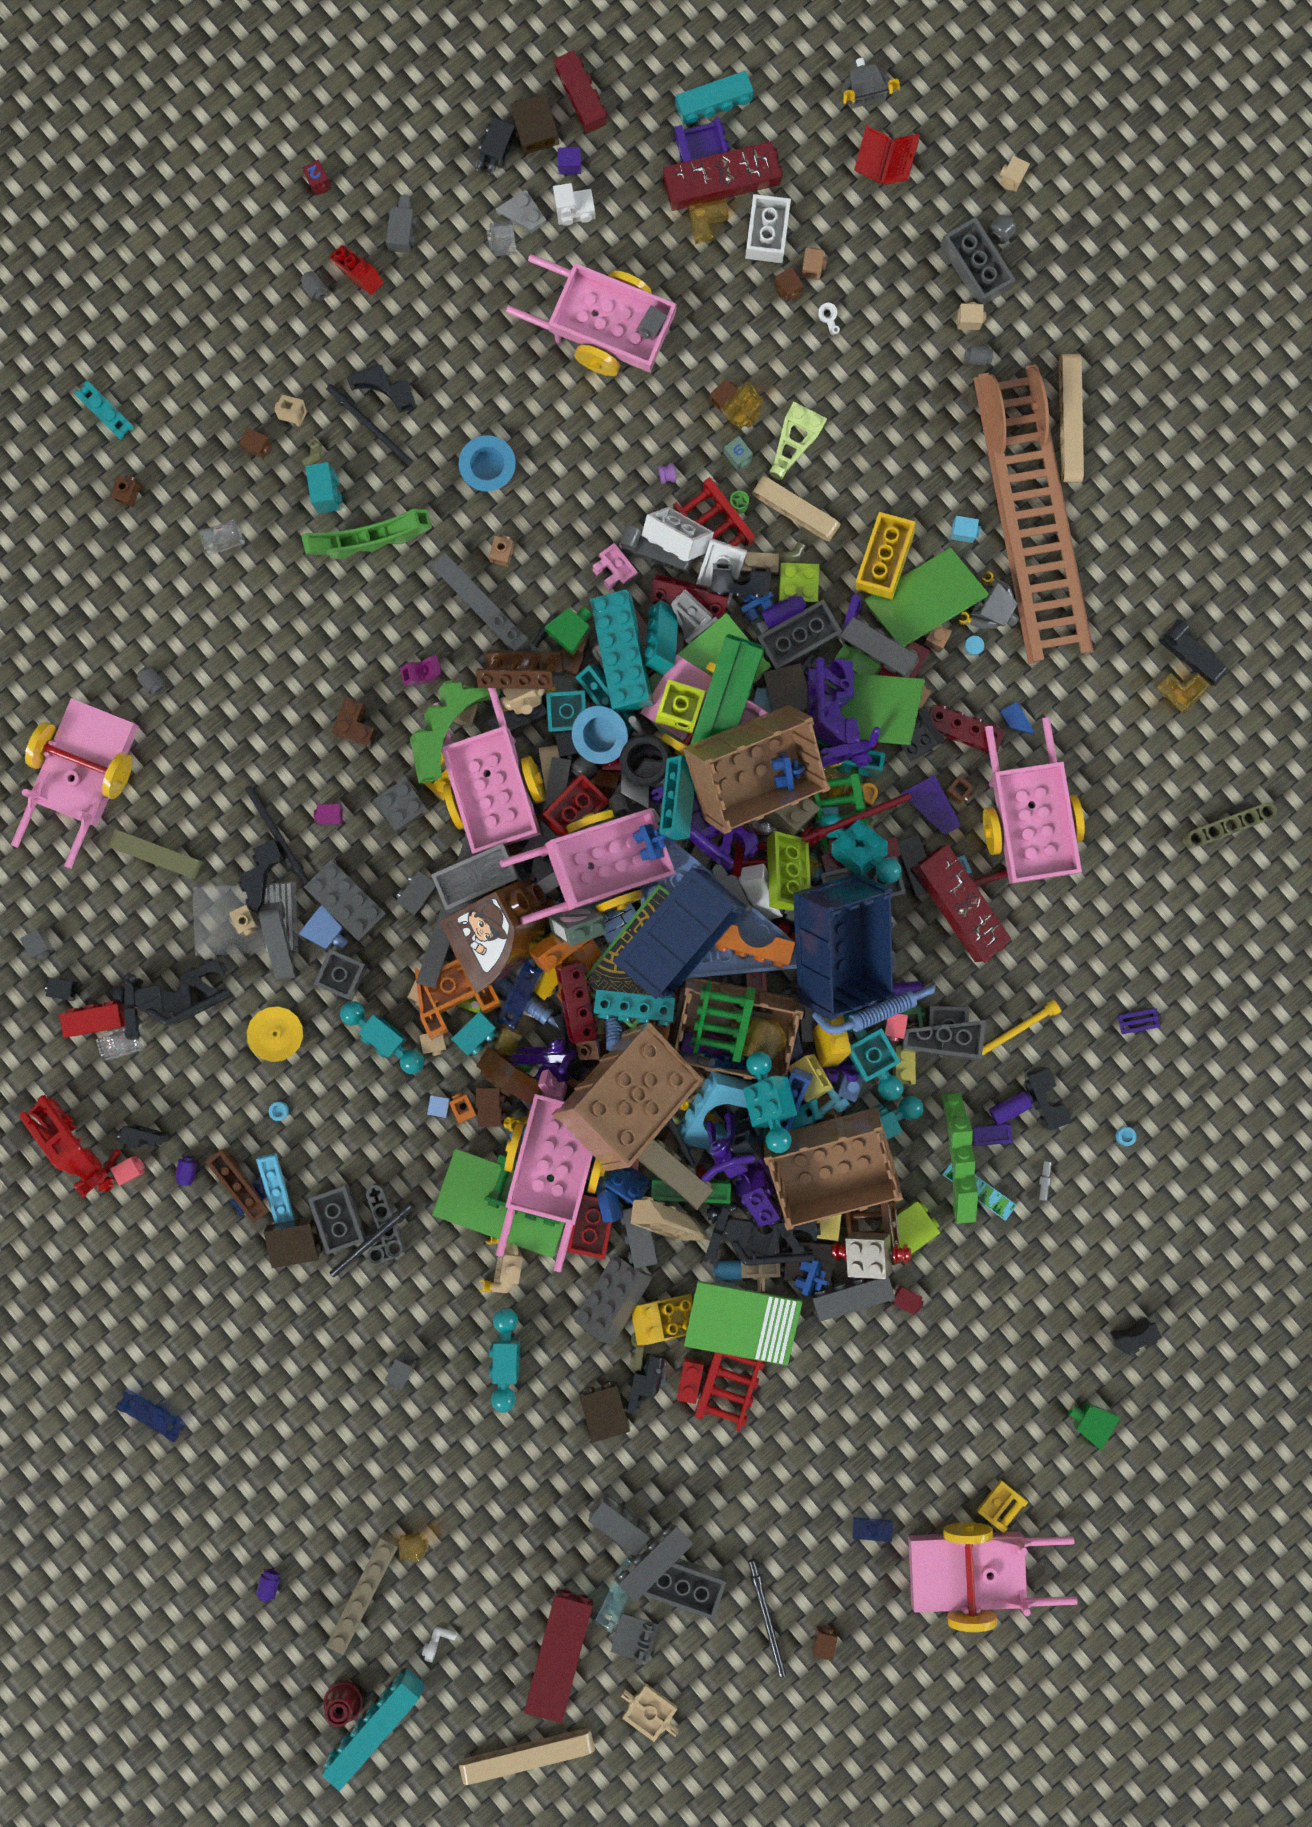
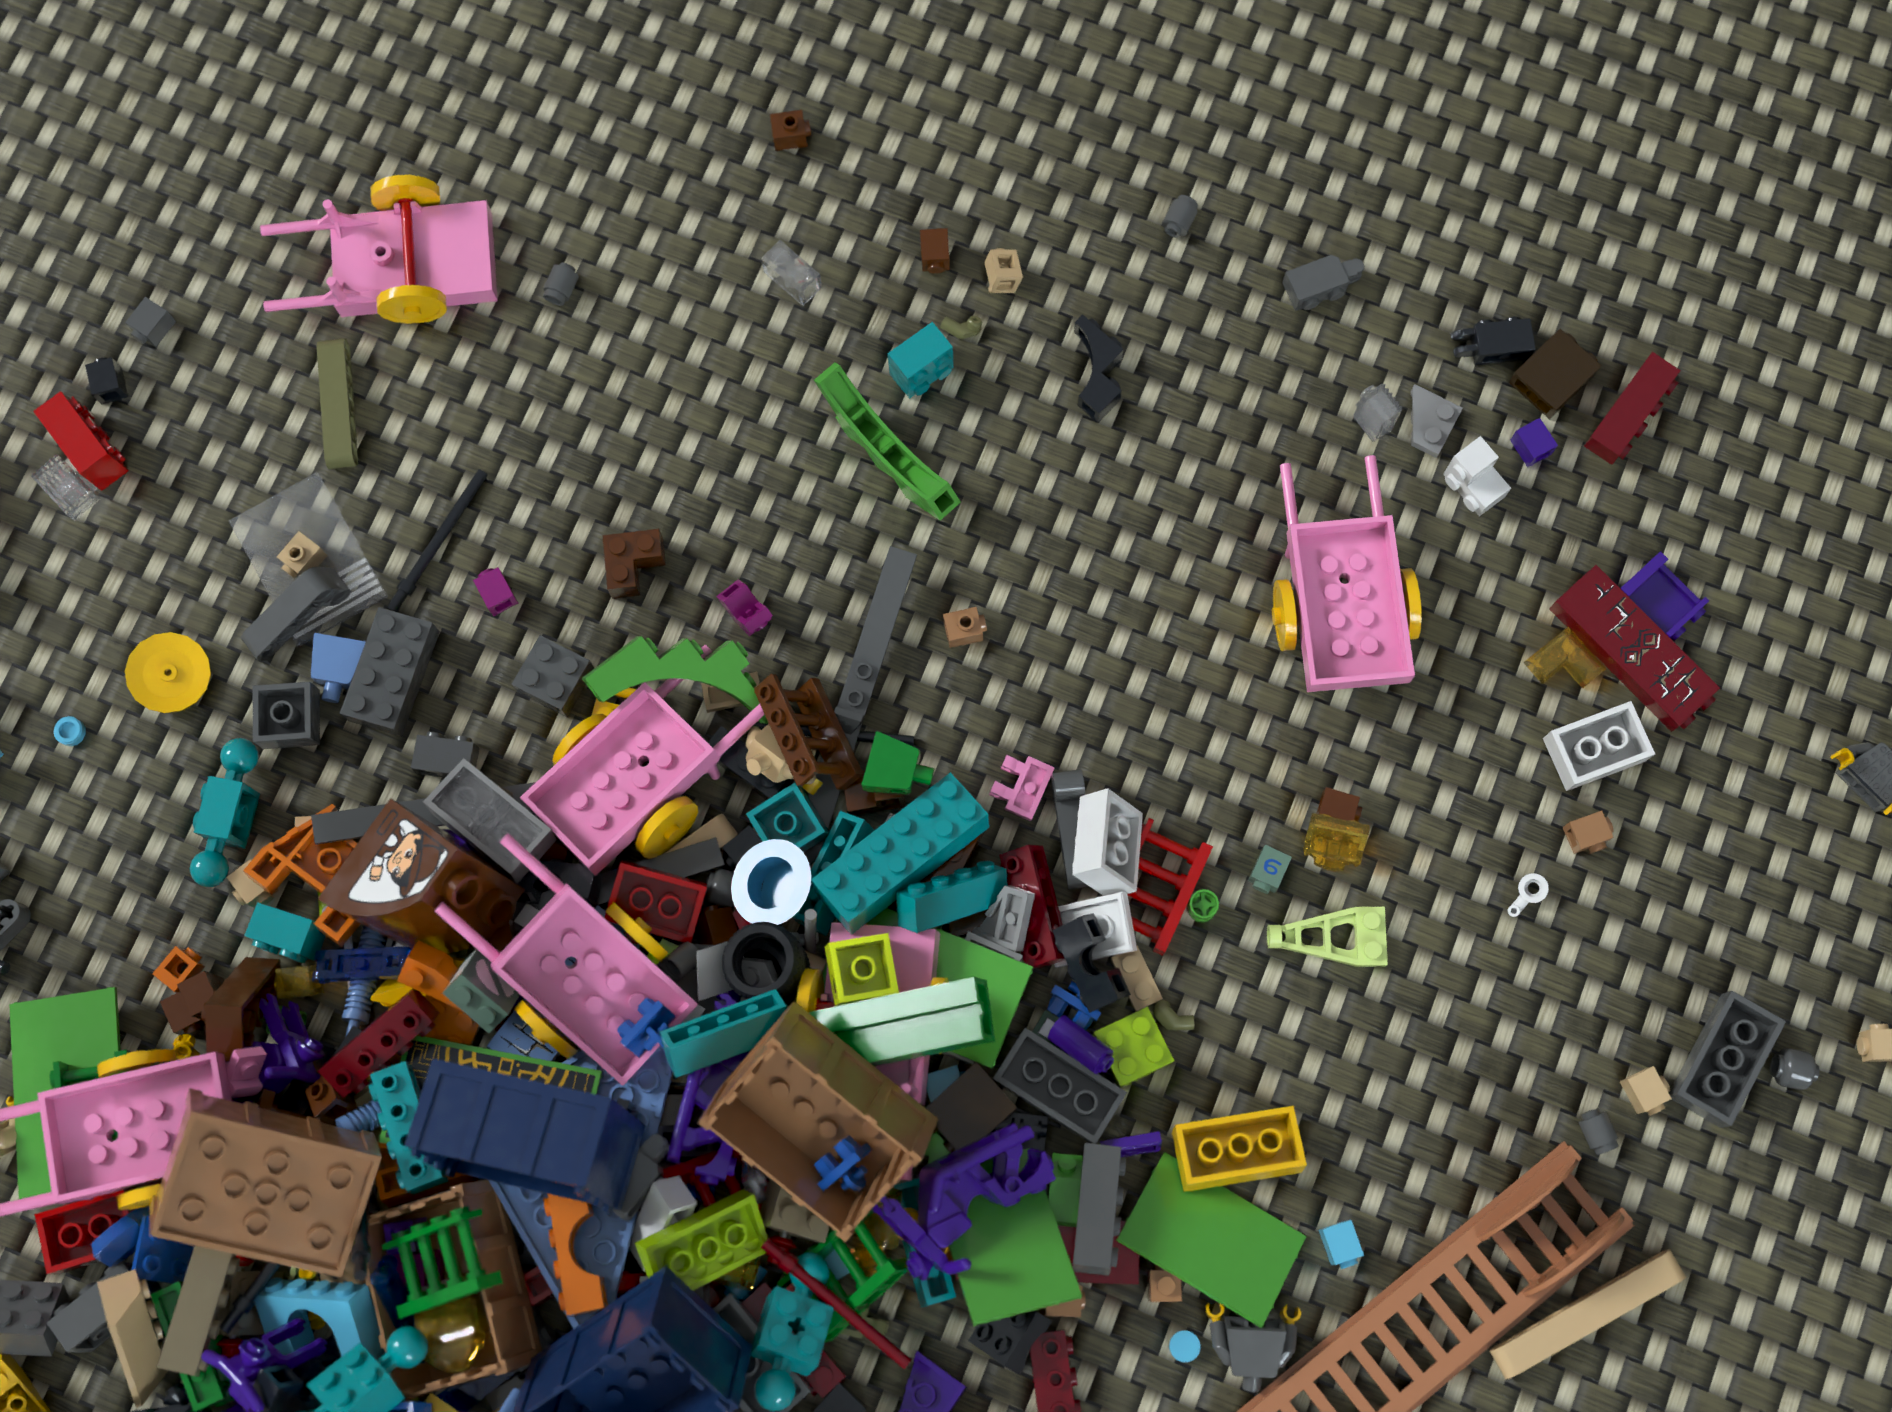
camera: 65 degrees right, 10 degrees down
(104, 410) = (879, 54): teal plate -> none
(167, 1006) = (136, 516): black piece -> none
(255, 880) = (359, 544): black arch -> none
(316, 177) = (1321, 148): dark red brick -> none
(344, 401) = (1052, 328): black bar -> none
(357, 269) = (1232, 256): red slope -> none
(438, 1106) = (168, 935): light blue tile -> none
(487, 463) = (1067, 547): dark azure hose -> none
(651, 323) = (1369, 656): dark grey brick -> none
(667, 473) = (1188, 788): medium lavender wheel -> none
(714, 98) = (1733, 583): teal brick -> none
(788, 285) = (1539, 815): reddish brown brick -> none
(796, 509) = (1237, 989): tan beam -> none
(870, 793) = (893, 1304): light orange tile -> none
(884, 158) = (1794, 853): red piece -> none

